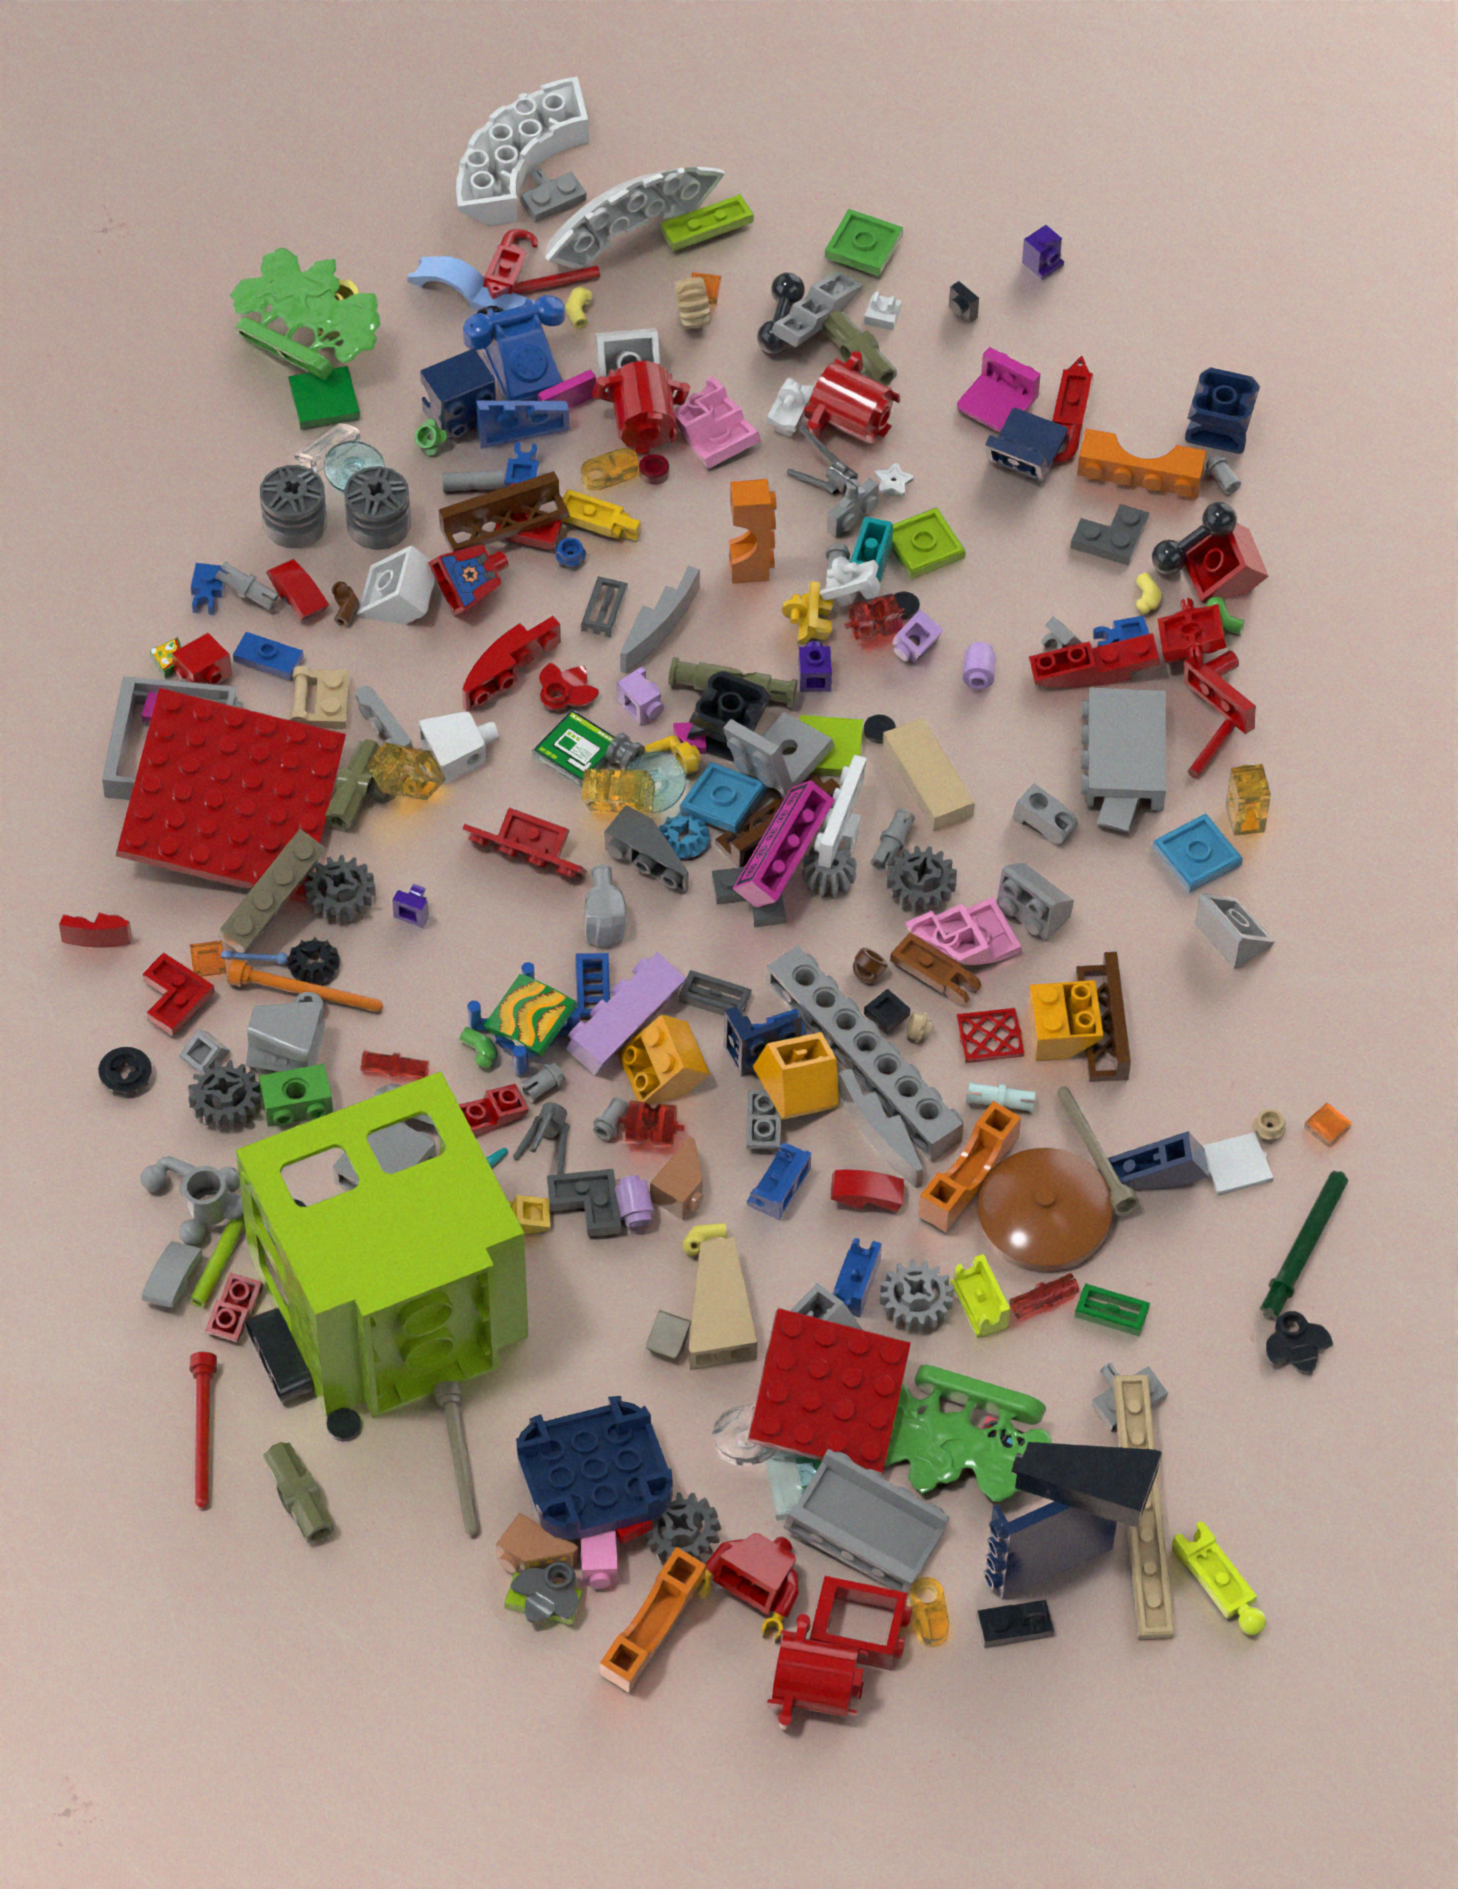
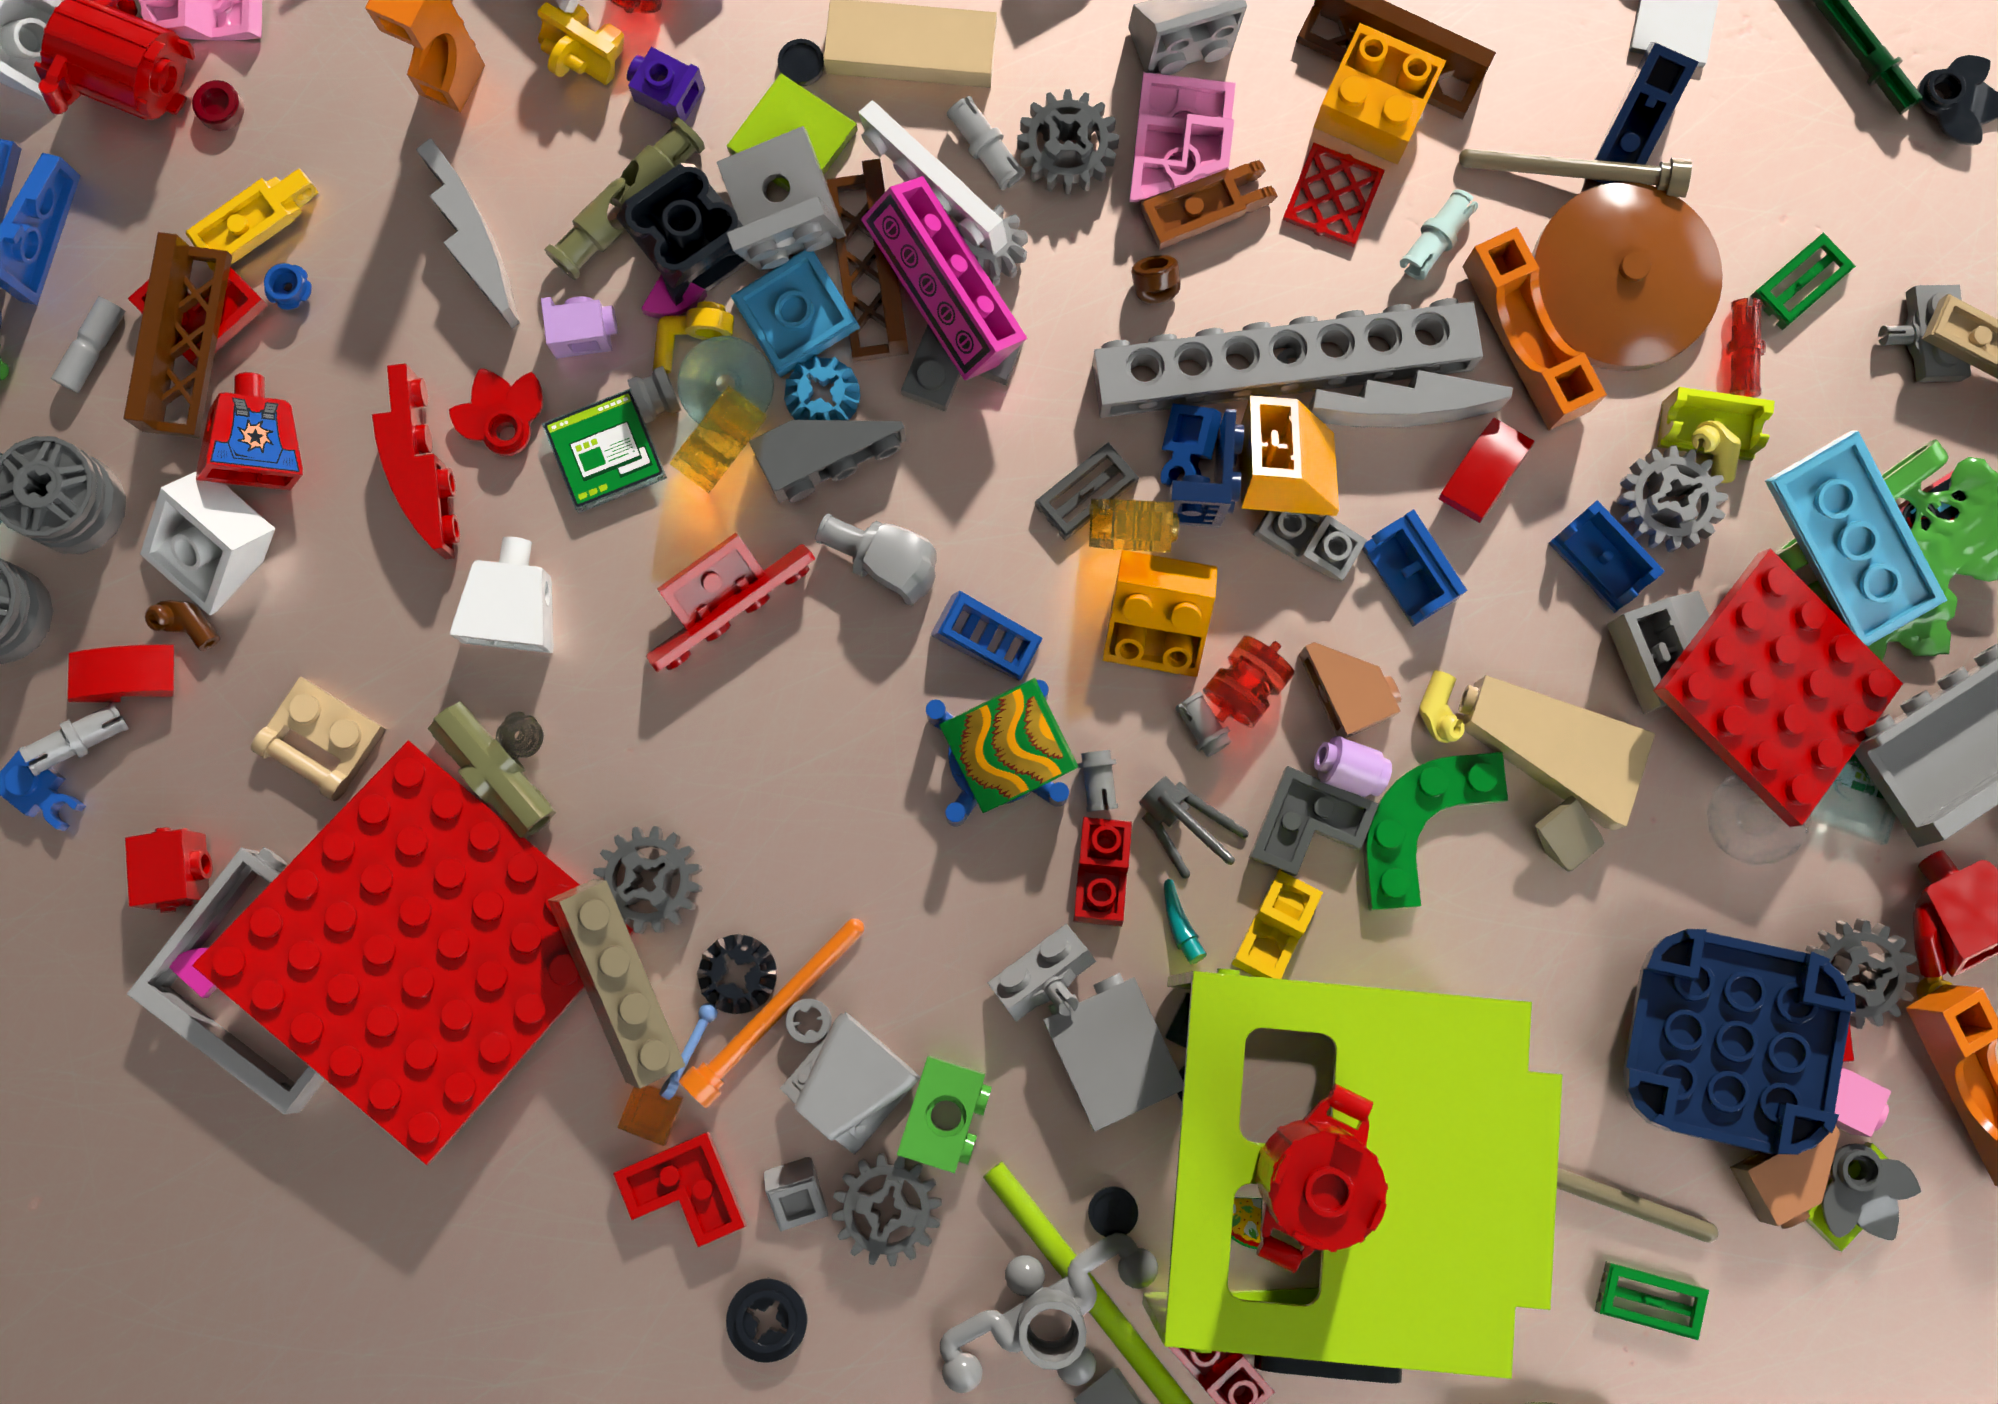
camera: 60 degrees left, 25 degrees up
(104, 932) = (527, 1236): red slope -> none
(163, 656) = (114, 908): tile -> none
(267, 655) = (204, 770): blue plate -> none
(363, 1154) = (1320, 1182): none -> red container
(380, 717) = (415, 678): light grey hinge -> none
(394, 1065) = (964, 956): clear red pin -> none
(405, 771) = (521, 696): clear yellow brick -> none
(411, 906) = (732, 801): dark purple tile -> none
(417, 1543) = (1610, 1290): none -> green tile
(482, 1044) = (1002, 825): bright green arm -> none
(523, 466) = (111, 271): blue plate -> none
(572, 390) = (24, 137): dark pink tile -> none
(598, 625) = (425, 318): dark grey tile -> none
(616, 468) = (186, 149): clear yellow piece -> none
(625, 1013) = (1063, 620): lavender brick -> none
(630, 1250) = (1406, 808): none -> green plate
(701, 1011) = (1133, 525): none -> clear yellow brick
(887, 1011) = (1237, 296): black plate -> none
(918, 1026) = (1281, 272): tan plate -> none
(949, 1391) = (1856, 538): none -> medium azure tile
(967, 1304) = (1722, 444): none -> light yellow arm

